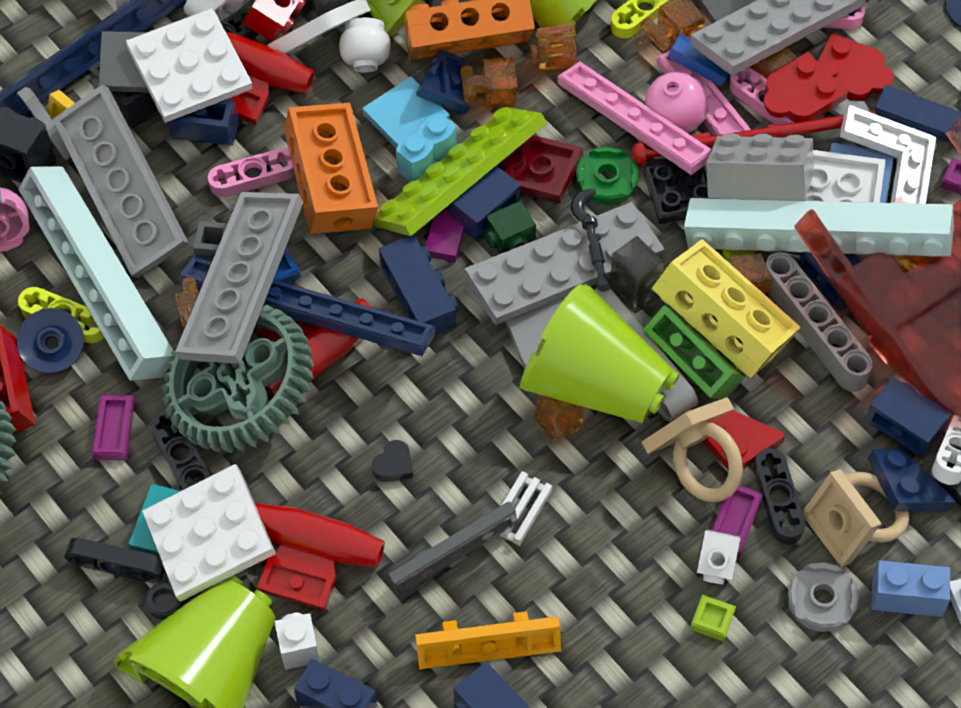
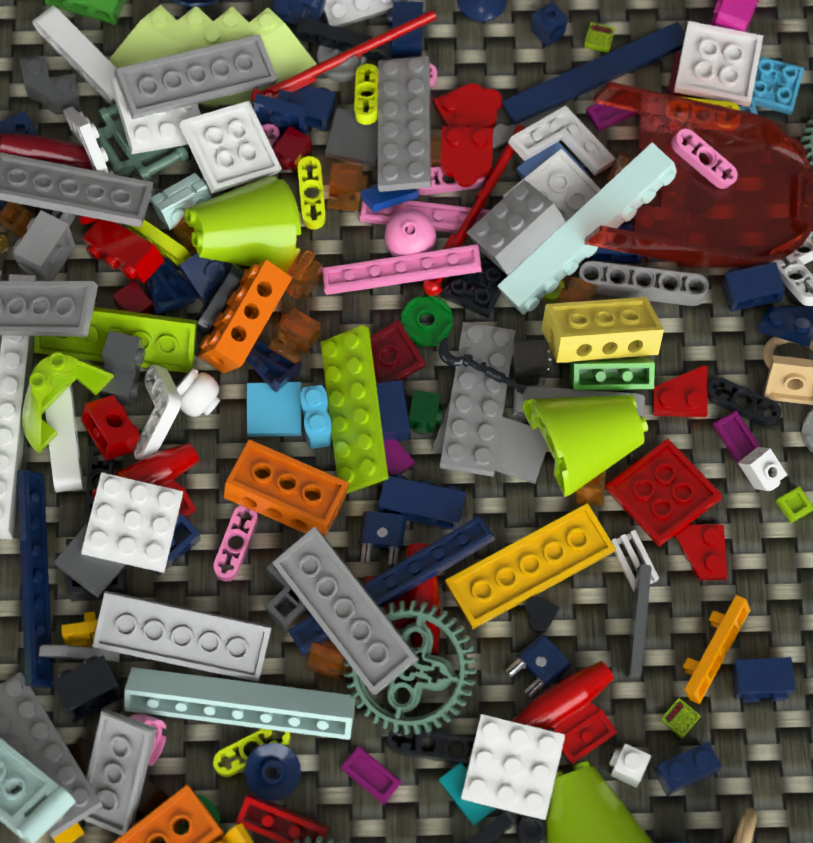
camera: 55 degrees left, 10 degrees up
(344, 496) = (542, 661): none -> dark blue piece
(361, 276) = (382, 532): none -> dark blue piece
(388, 660) = (680, 718): none -> tile
(434, 419) = (529, 566): none -> yellow plate
(588, 564) = (704, 550): none -> red wing
(611, 483) = (663, 492): none -> red plate
(690, 430) = (671, 419): tan tile -> none

